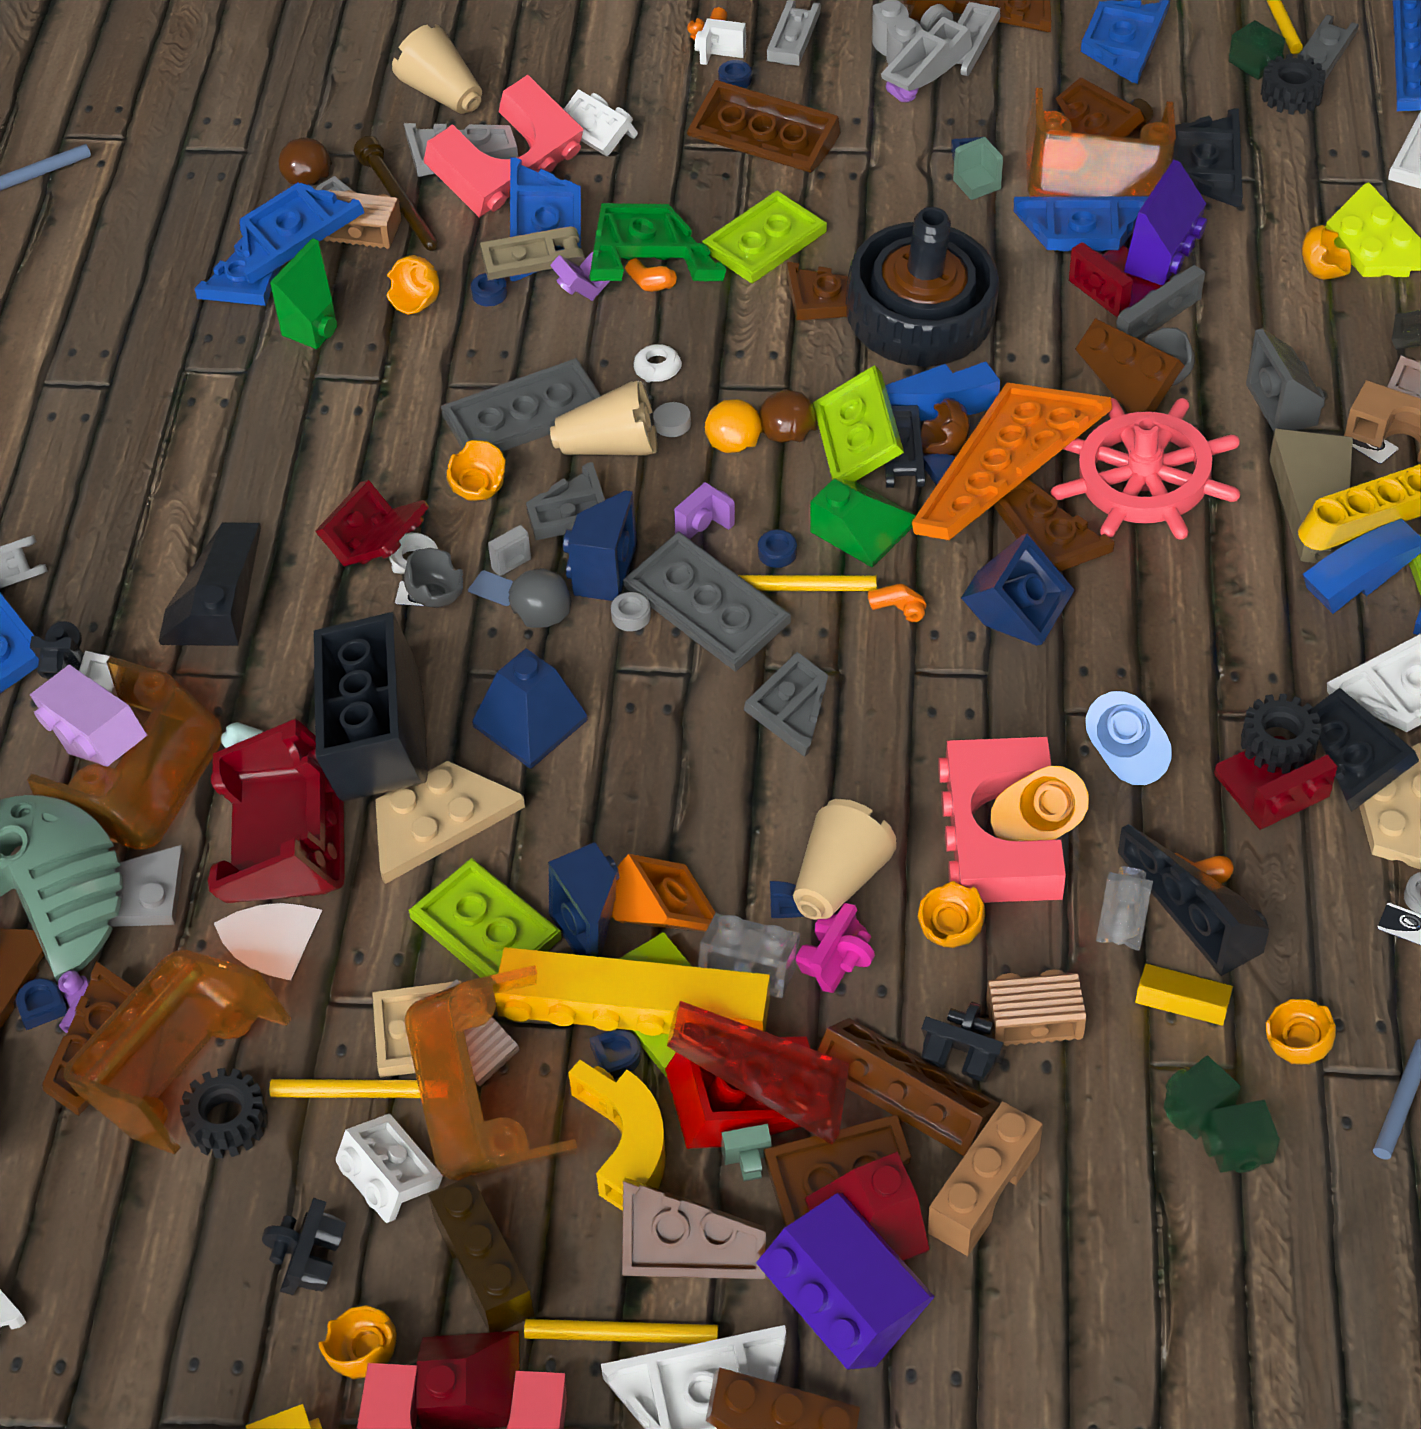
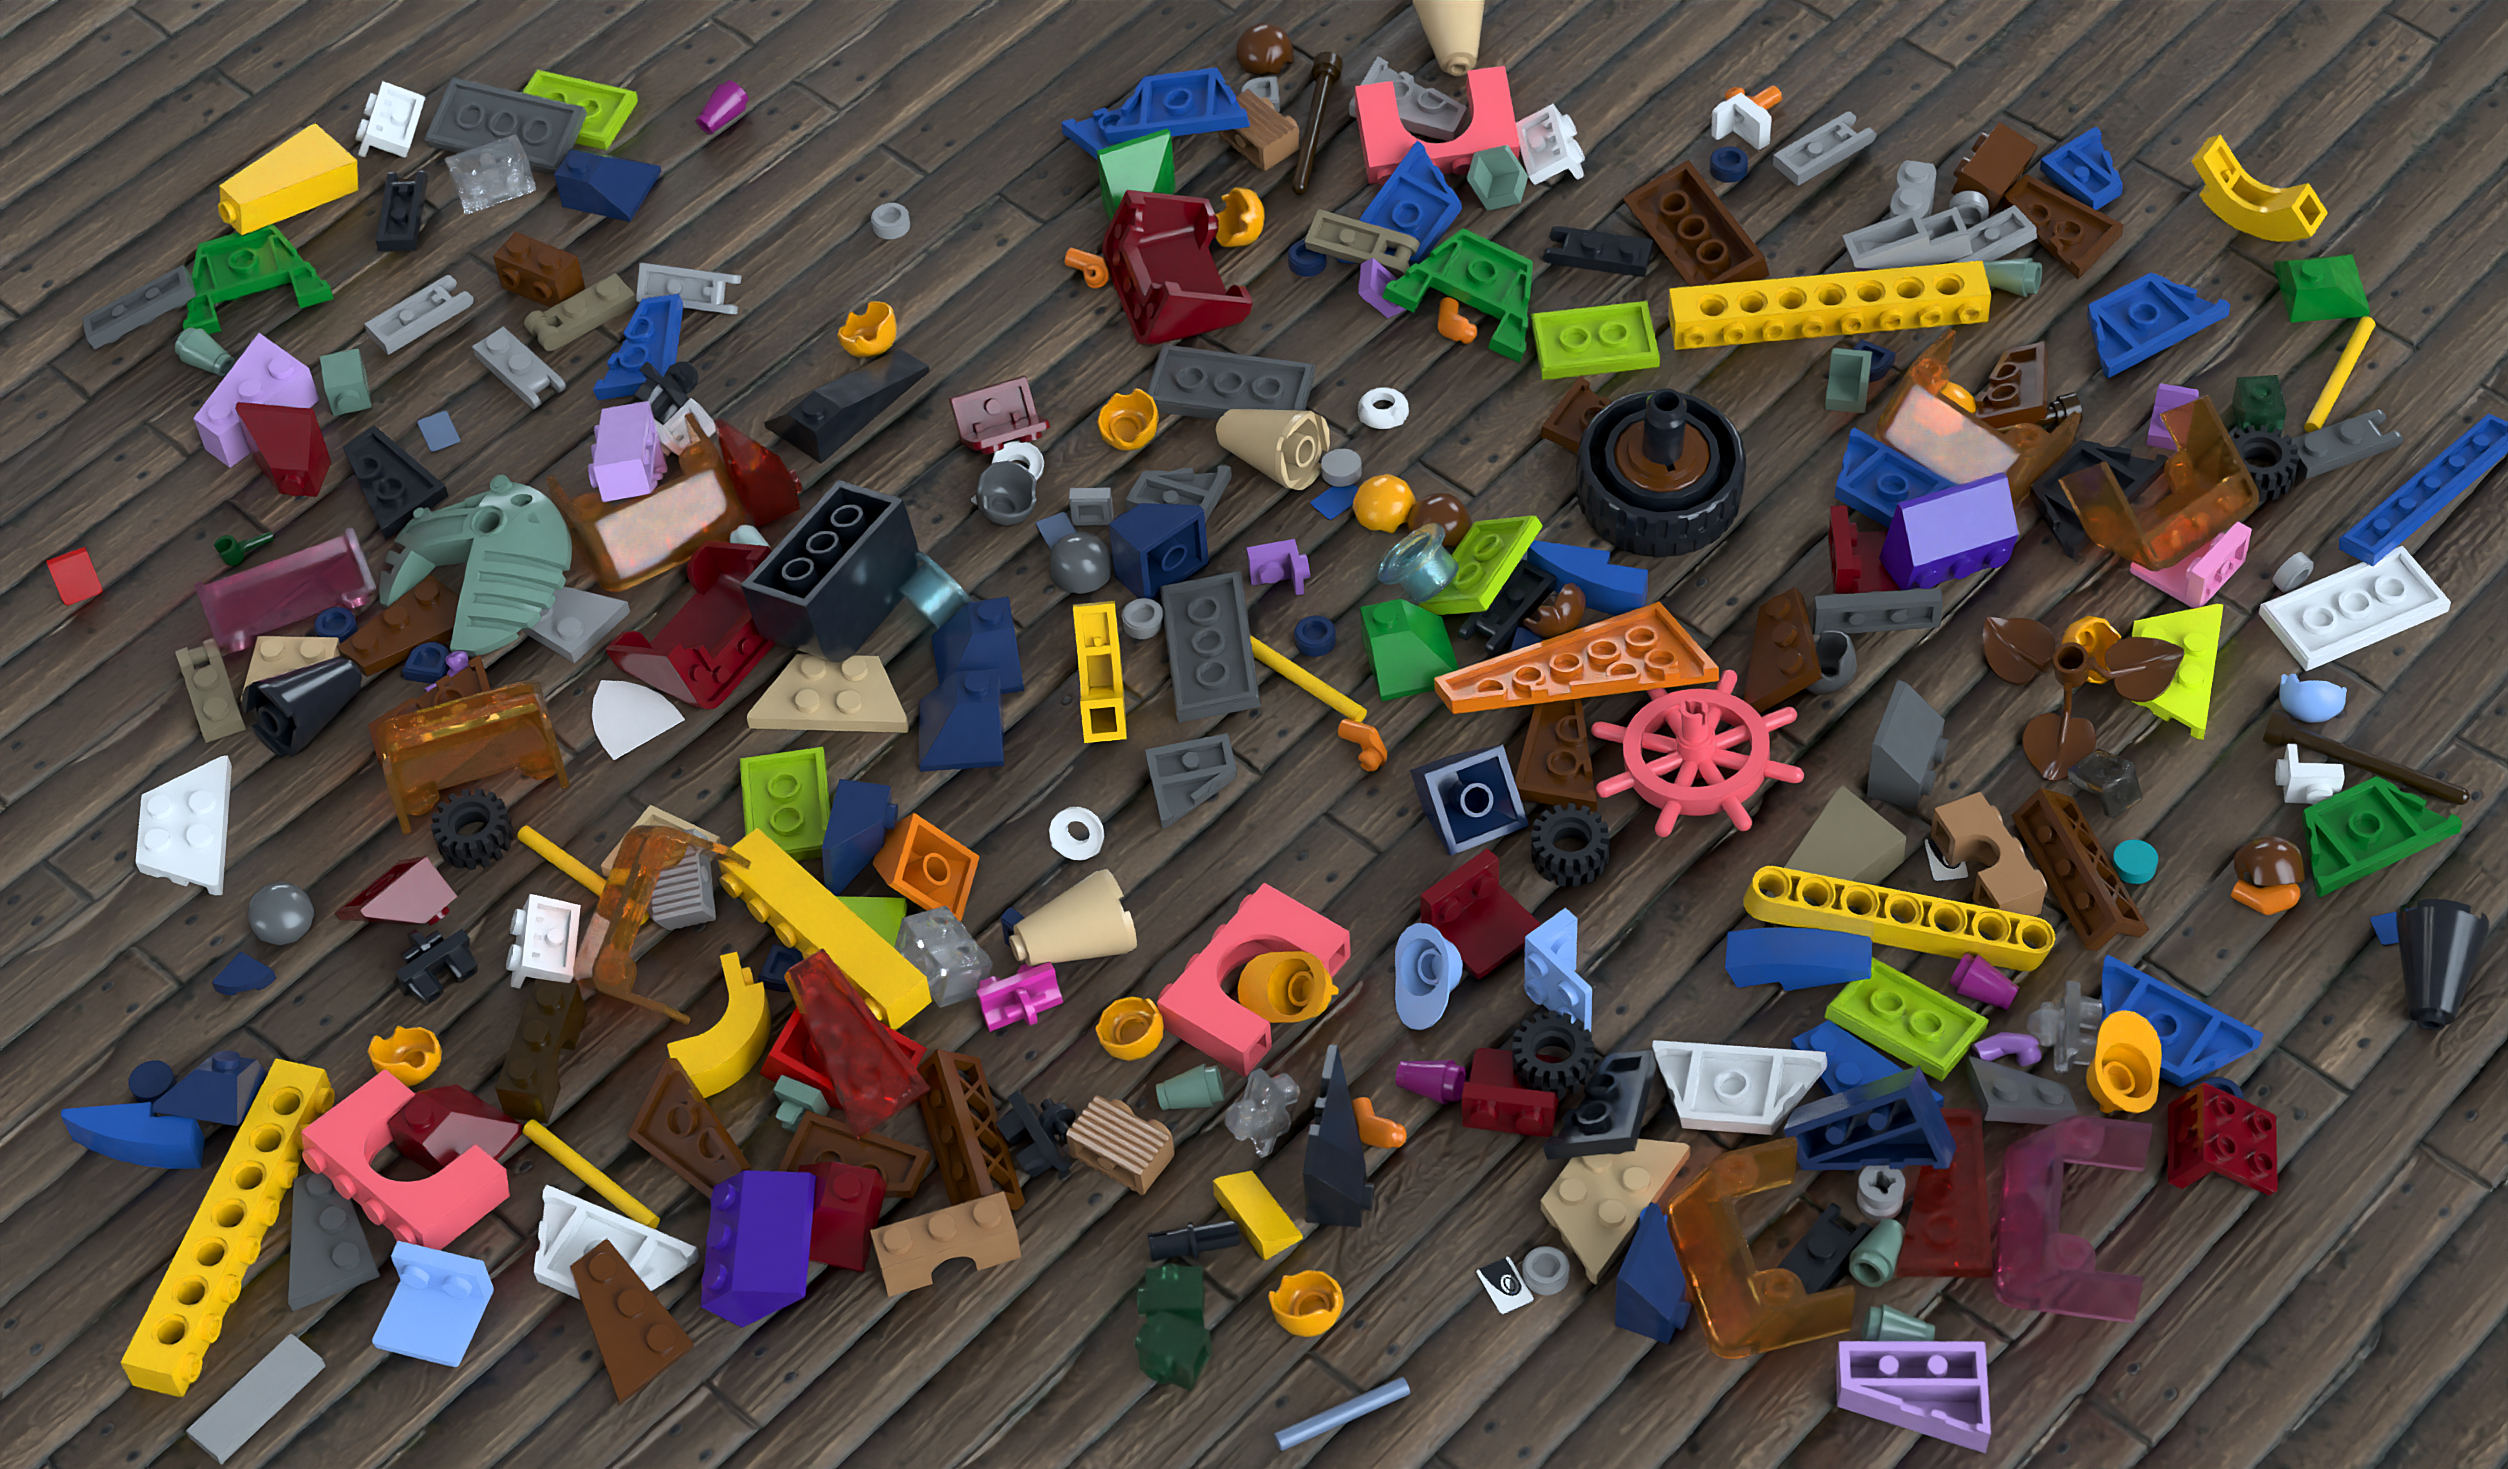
camera: 40 degrees right, 0 degrees up
(108, 1300) = (280, 913): none -> dark grey hair
(114, 433) = (890, 221): none -> light grey tile
(123, 1377) = (242, 975): none -> dark blue tile
(188, 519) = (869, 333): none -> light orange hair
(213, 679) = (757, 475): none -> clear red slope
(213, 1208) = (404, 894): none -> slope
(323, 380) = (1092, 265): none -> orange arm
(376, 351) = (1166, 270): none -> dark red windscreen
(454, 681) = (933, 592): none -> clear light blue piece
(571, 769) = (962, 723): none -> dark blue slope
(586, 159) = (1497, 177): none -> sand green panel
(659, 680) = (1100, 672): none -> yellow arch
(689, 446) = (1335, 500): none -> blue sticker
(705, 176) = (1599, 251): none -> black hinge
(764, 806) = (1066, 844): none -> white piece
(814, 447) = (1420, 564): none -> clear light blue piece
(906, 129) = (1829, 305): none -> yellow brick
(1009, 49) = (2014, 275): none -> sand green cone
(1043, 930) = (1192, 1089): none -> sand green cone
(1119, 668) = (1477, 914): none -> dark red bracket
(1123, 600) = (1570, 825): none -> black tyre
(1162, 1045) = (1193, 1239): none -> black axle
(1207, 86) = (2167, 398): none -> medium lavender bracket
(1208, 808) = (1433, 1079): none -> magenta cone
(1230, 678) = (1552, 967): none -> light blue bracket
(1279, 122) = (2207, 498): none -> clear orange windscreen
(1322, 168) = (2204, 570): none -> bright pink bracket
(1366, 245) = (2054, 743): none -> reddish brown plant
(1390, 139) = (2293, 572): none -> light grey tile

